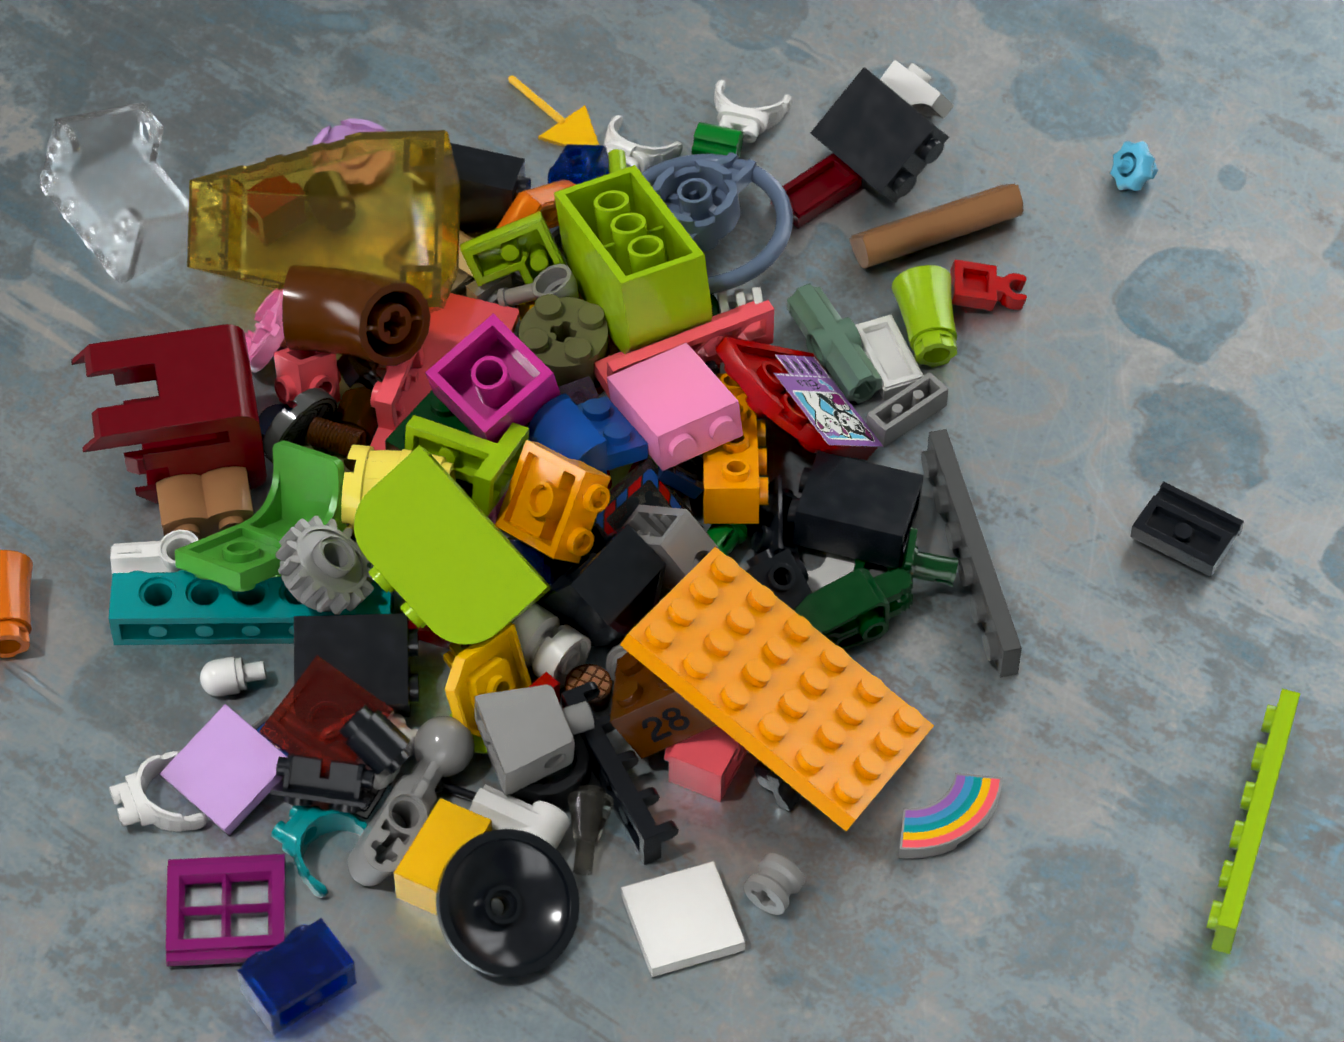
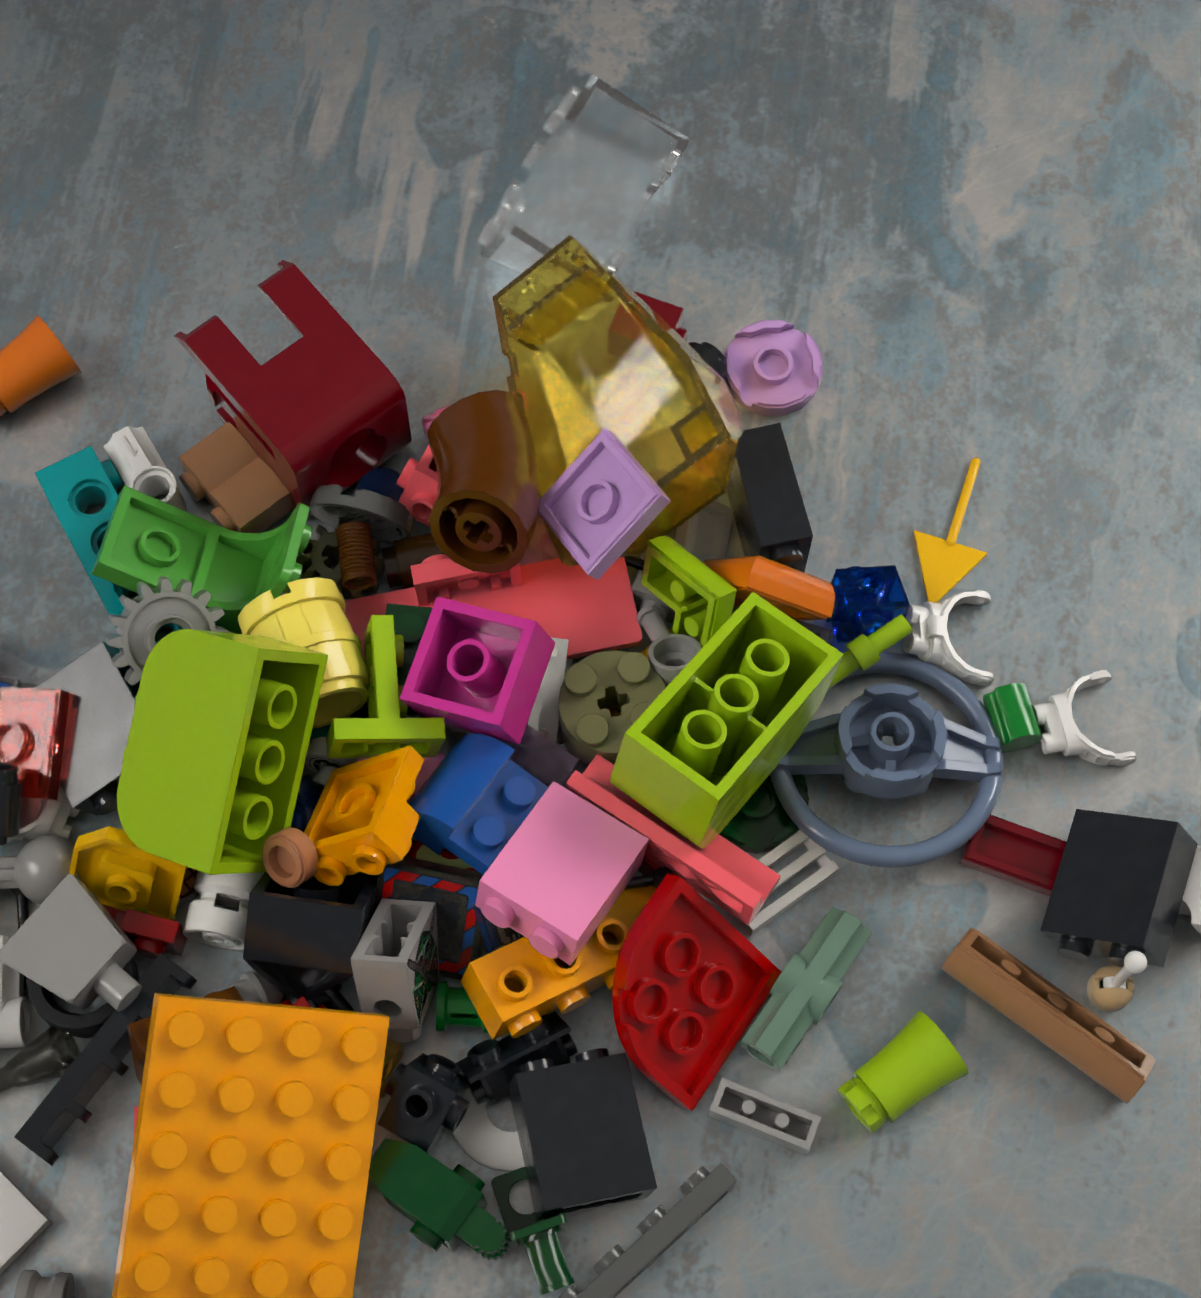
camera: 60 degrees right, 15 degrees up
(230, 675) = (50, 620): white cylinder -> none
(424, 245) = (601, 504): none -> lavender tile
(555, 557) = (289, 857): none -> nougat tile
(591, 673) = (213, 968): tile -> none
(824, 403) = (696, 1025): sticker -> none
(889, 355) = (830, 1055): white tile -> none
(939, 176) = (1117, 983): none -> tan hinge
(980, 287) = (986, 1108): red plate -> none

